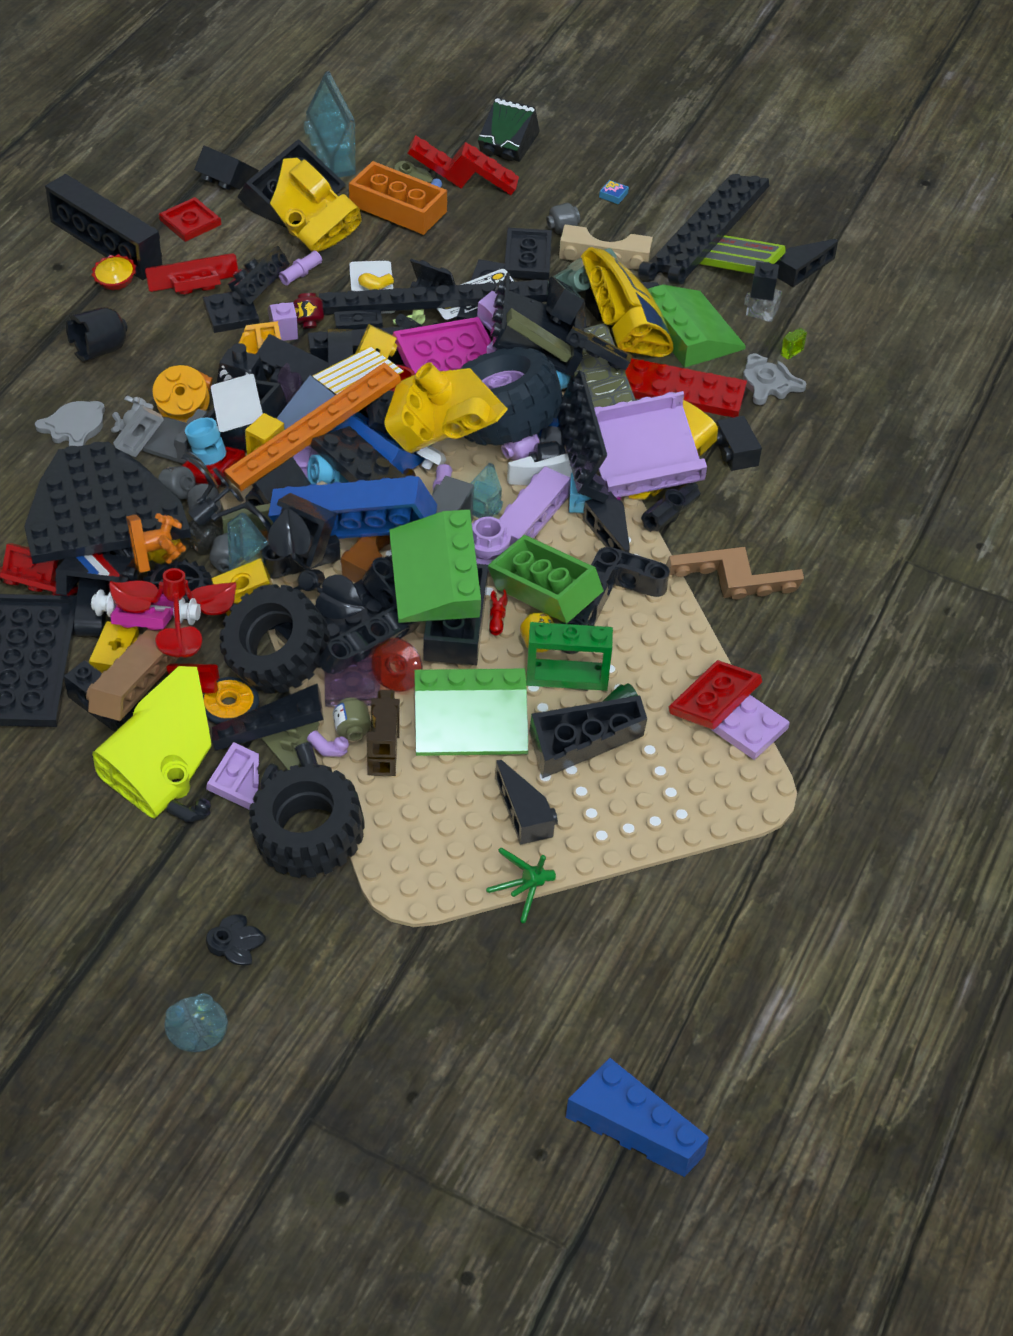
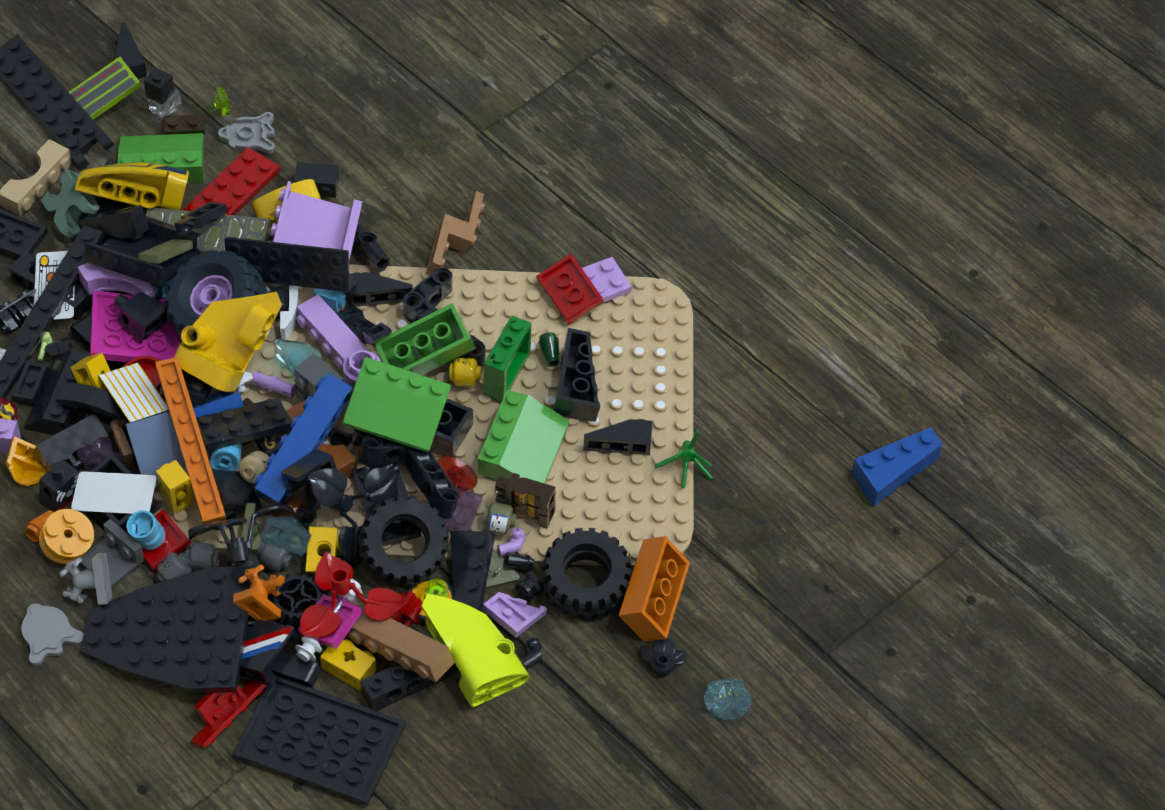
camera: 70 degrees left, 5 degrees up
(235, 696) = (437, 587): none -> clear neon green tile
(312, 893) = (654, 589): none -> orange brick
(461, 349) = (141, 314): none -> black torso
(559, 528) = (361, 327): none -> black slope
(746, 329) = (183, 124): none -> dark brown plate

